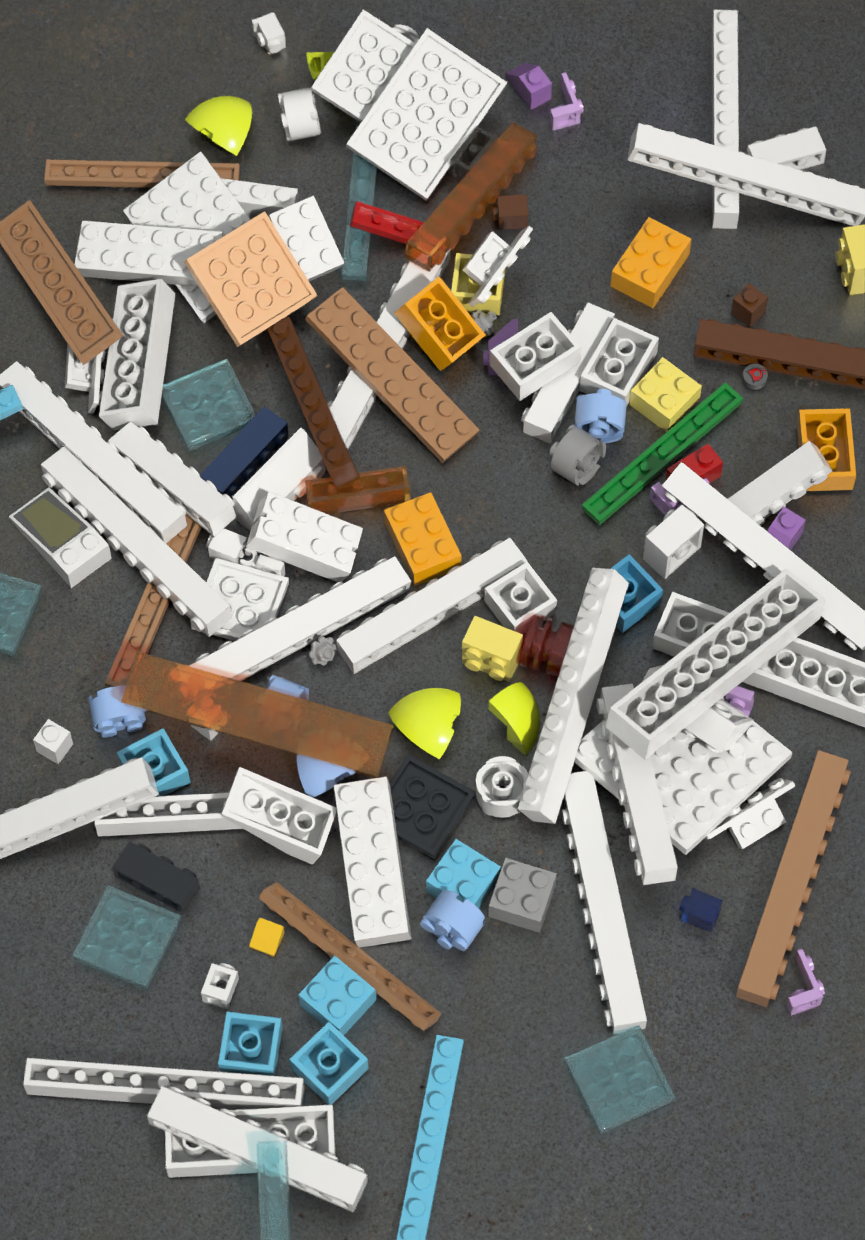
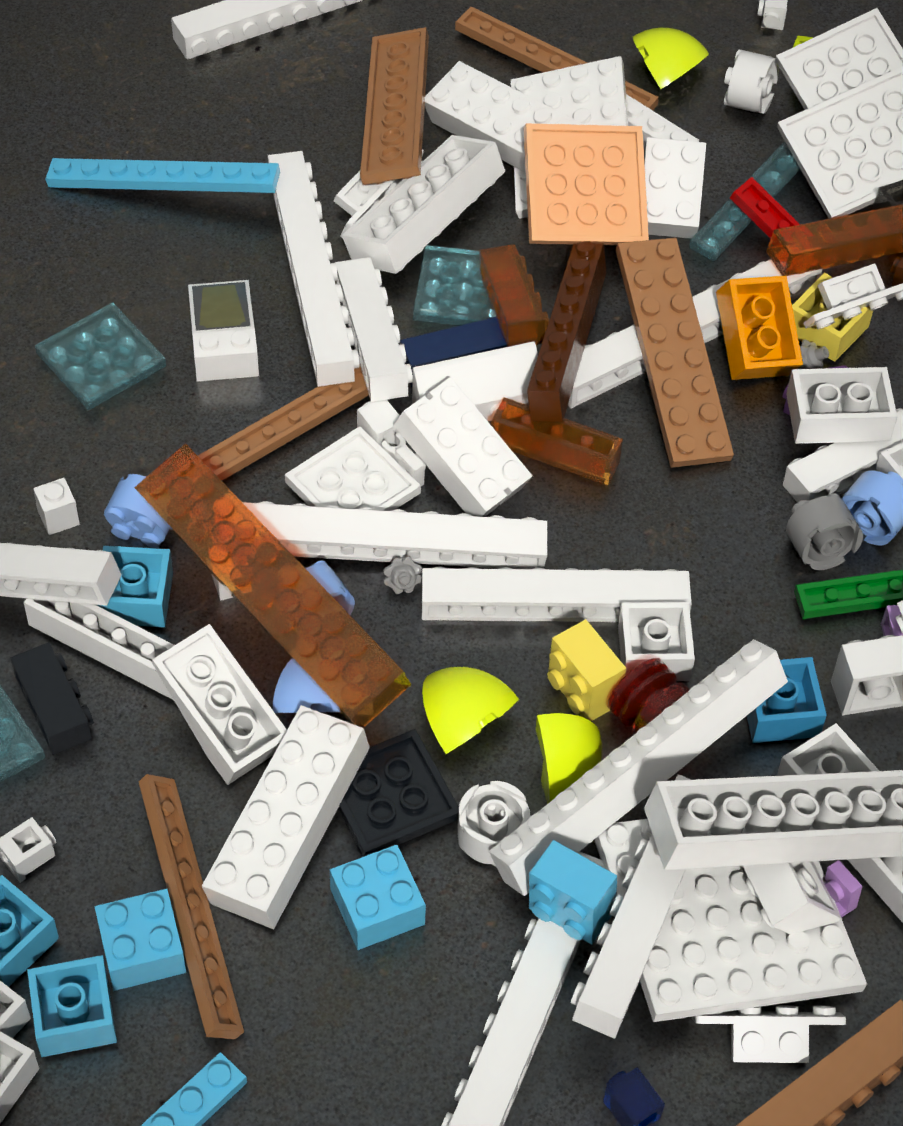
camera: 30 degrees right, 10 degrees down
(136, 541) = (289, 372): white brick -> none
(256, 397) = (513, 295): none -> clear orange brick
(267, 937) = (118, 830): yellow slope -> none
(422, 539) = (592, 522): light orange brick -> none
(453, 921) = (329, 933): light blue brick -> none
(522, 895) = (432, 955): light grey brick -> none
(589, 805) = (571, 892): none -> medium azure brick

